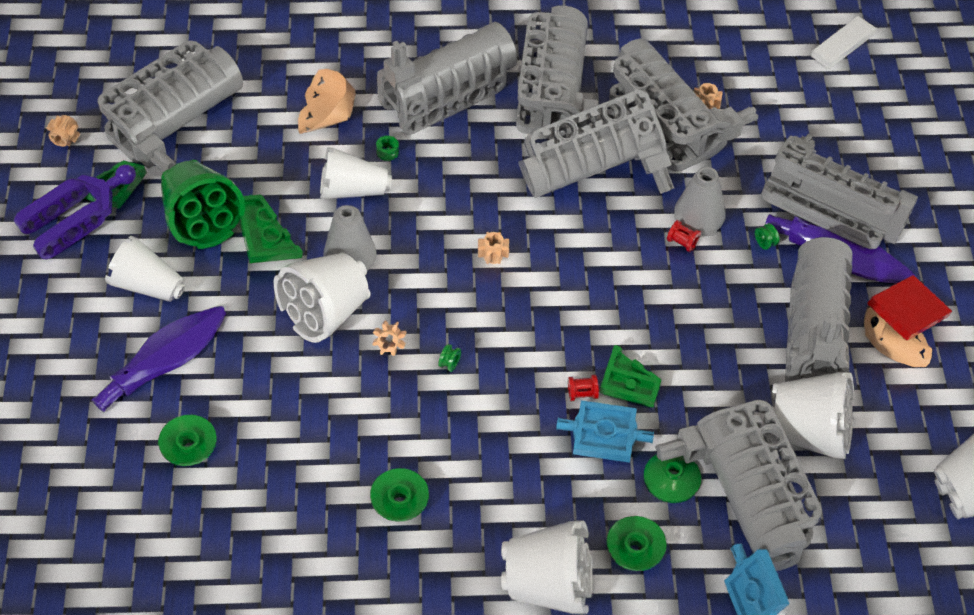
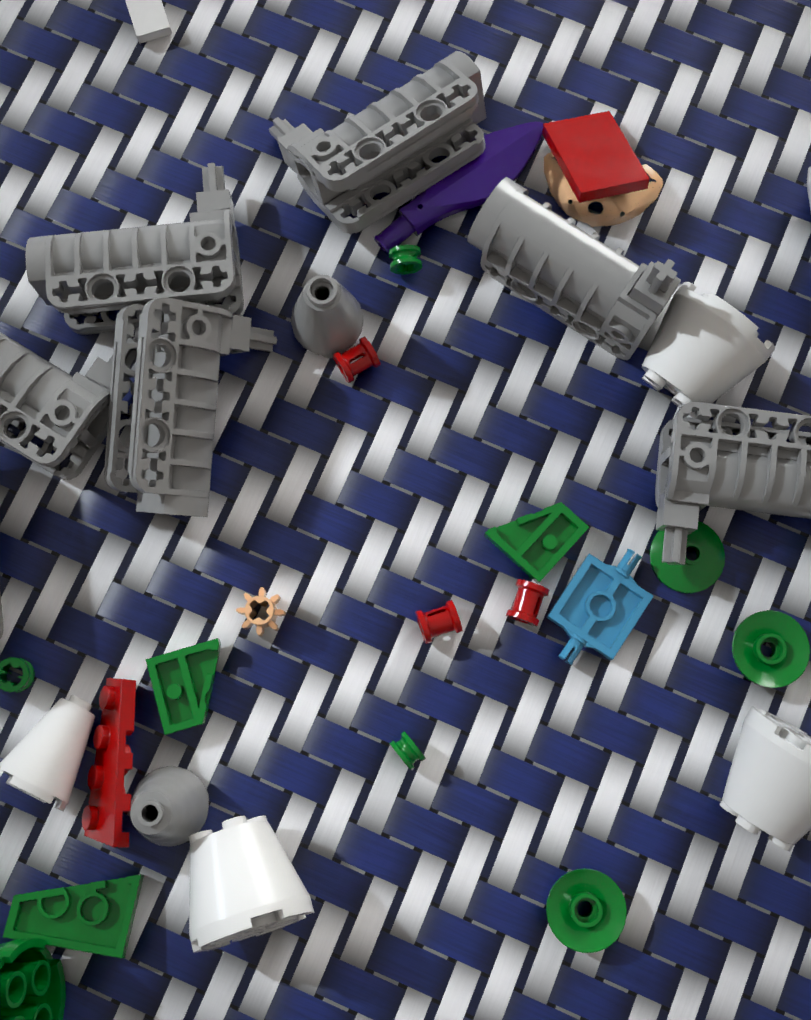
camera: 65 degrees left, 25 degrees up
(373, 203) = (112, 762): none -> red wing
(381, 341) = (344, 819): light nougat gear -> none
(427, 228) = (184, 684): none -> green wing
(541, 343) = (438, 621): none -> red bush
(709, 95) = (148, 201): light nougat gear -> none

